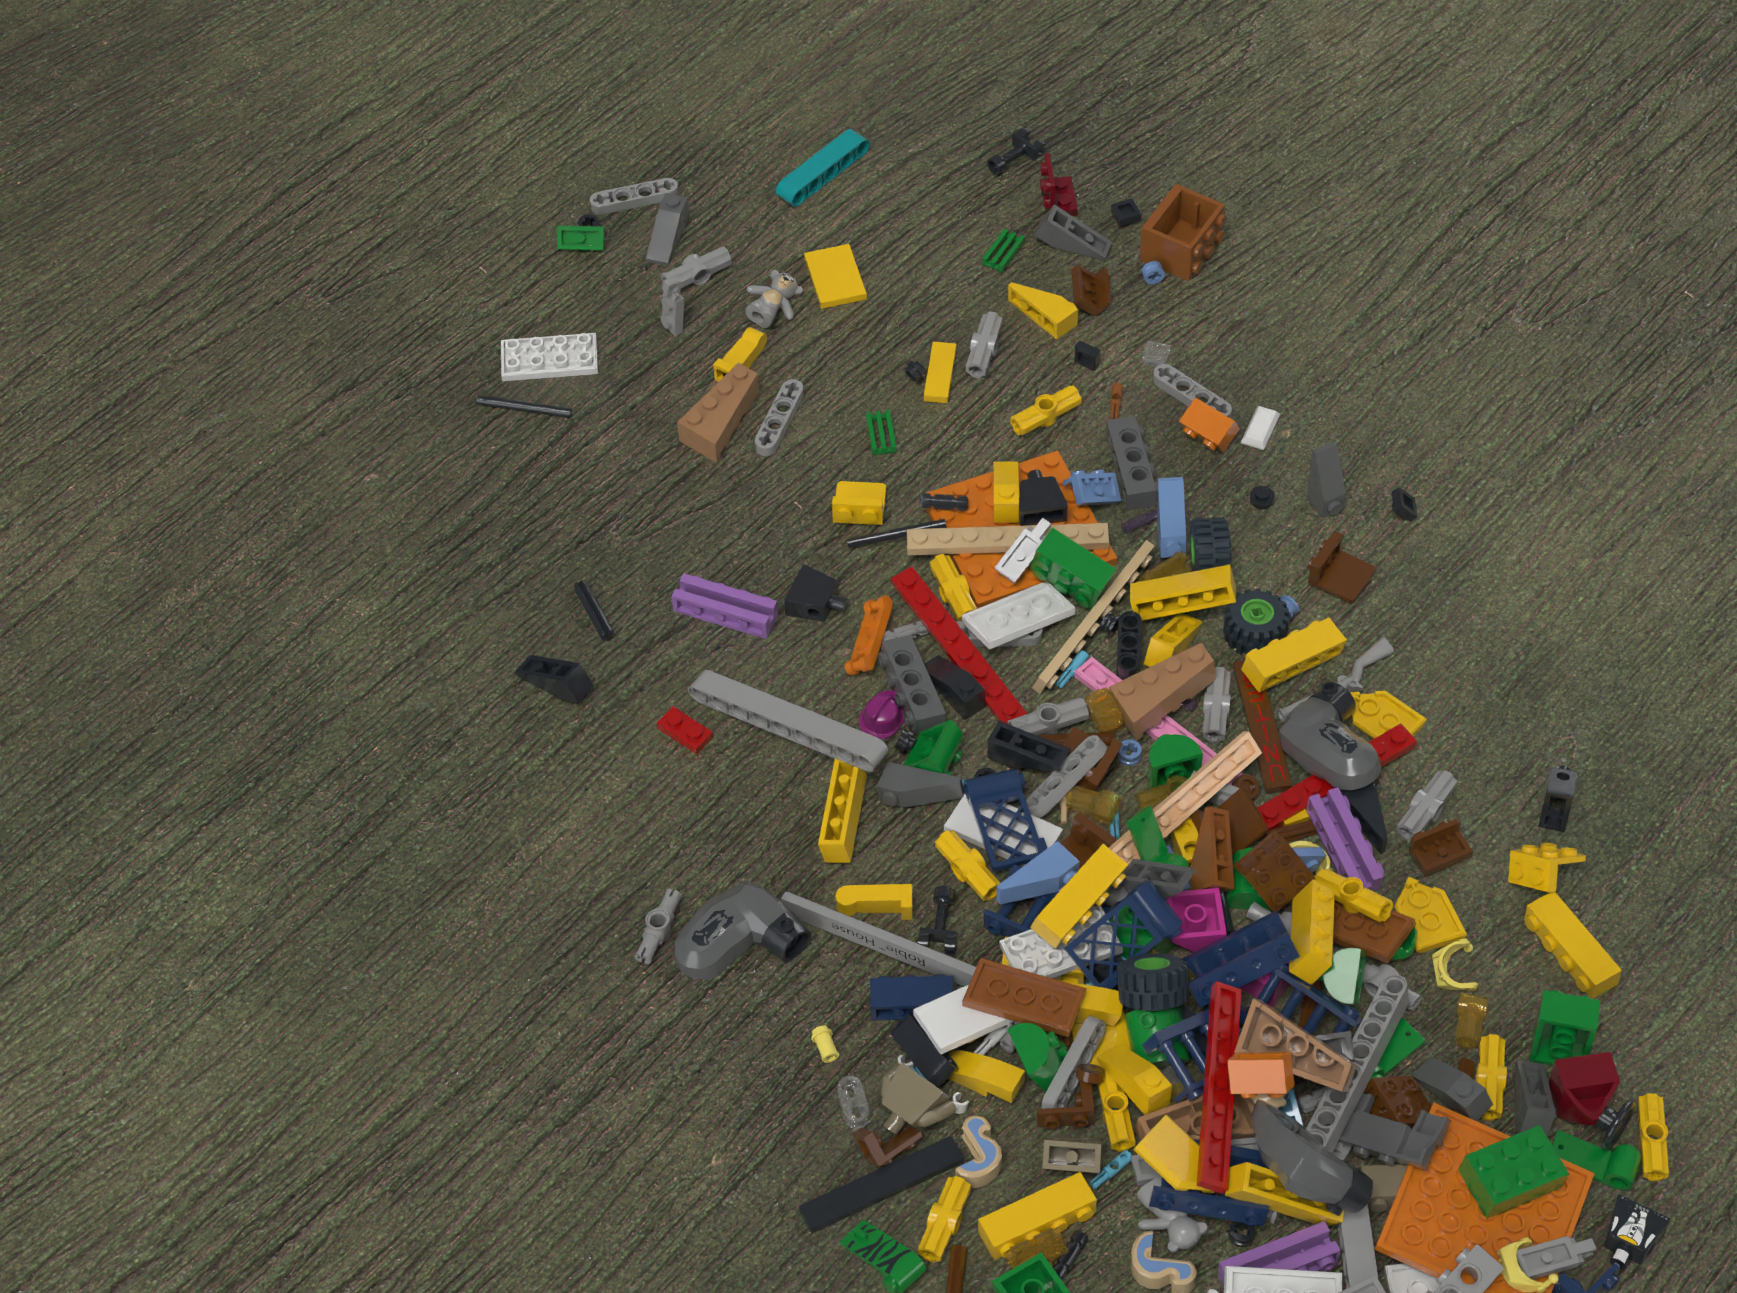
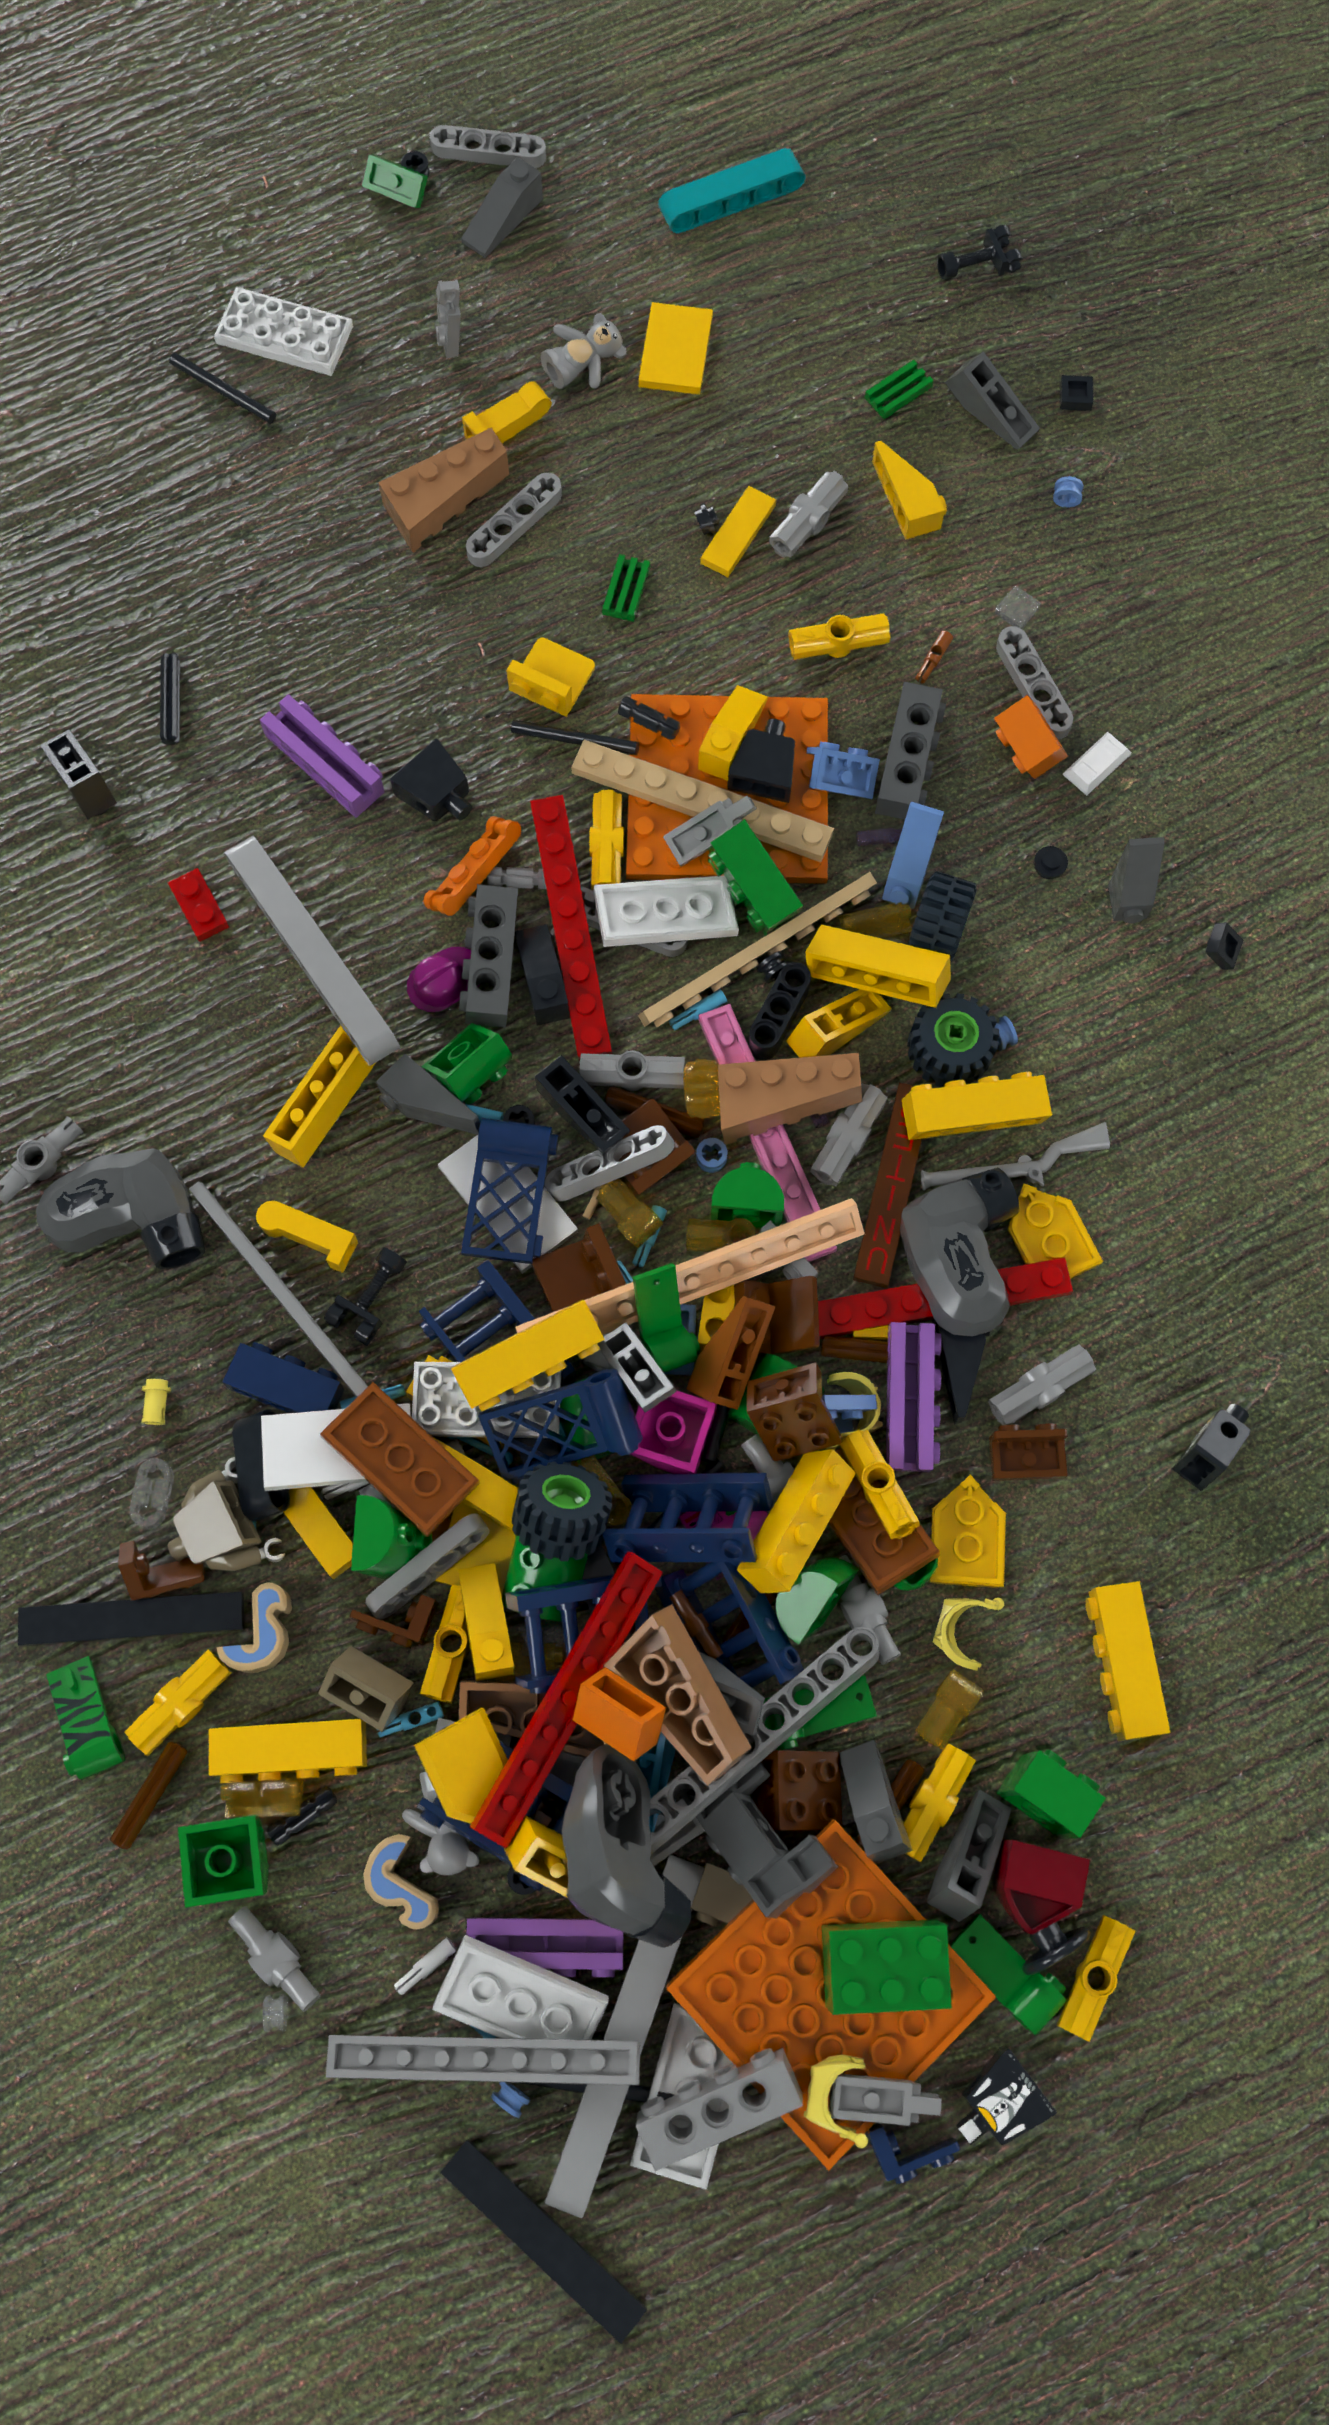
camera: 20 degrees right, 20 degrees up
(699, 269) = (511, 276): light grey piece -> none
(905, 741) = (446, 1029): black plate -> none
(967, 865) = (439, 1231): yellow piece -> none
(1040, 876) = (511, 1294): medium blue slope -> none
(1058, 190) = (1005, 331): dark red bracket -> none
(1087, 355) = (927, 578): black tile -> none
(1090, 1073) = (438, 1589): reddish brown tile -> none
(1091, 290) = (977, 487): reddish brown bracket -> none
(1183, 232) = (1130, 449): dark orange container -> none
(1249, 783) = (829, 1264): reddish brown tile -> none
(1339, 571) = (1095, 1007): reddish brown bracket -> none
(1538, 866) = (1142, 1532): yellow bracket -> none

